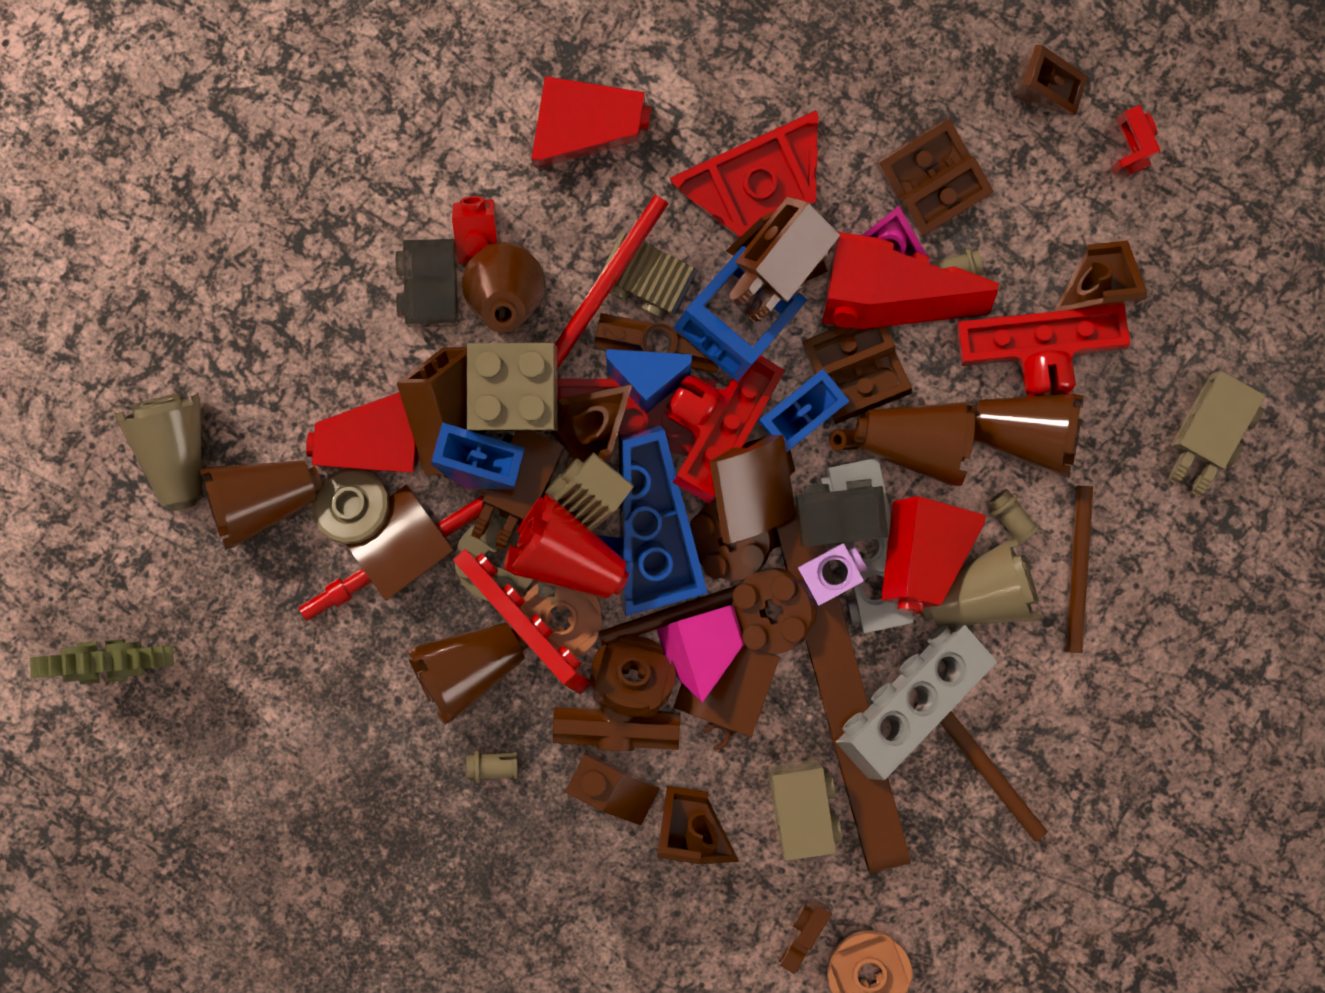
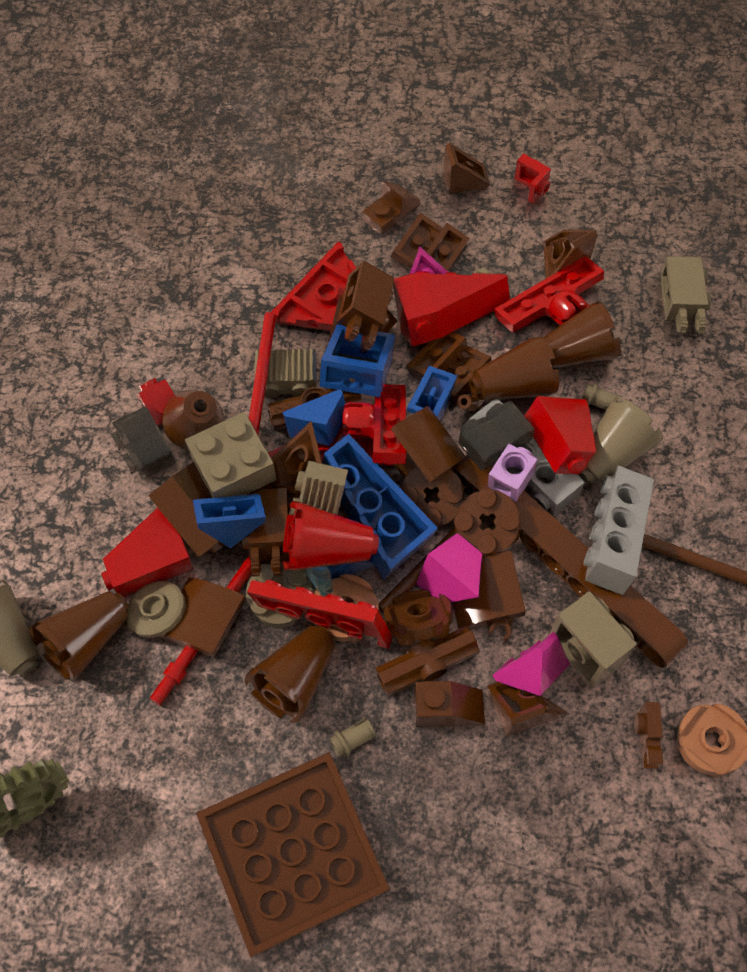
camera: 30 degrees left, 25 degrees down
(369, 849) = (291, 854): none -> reddish brown plate
(585, 120) = (199, 308): red slope -> none
(720, 804) = (536, 667): none -> dark pink slope
(919, 83) = (390, 207): none -> reddish brown slope
(1079, 569) = (664, 411): reddish brown bar -> none

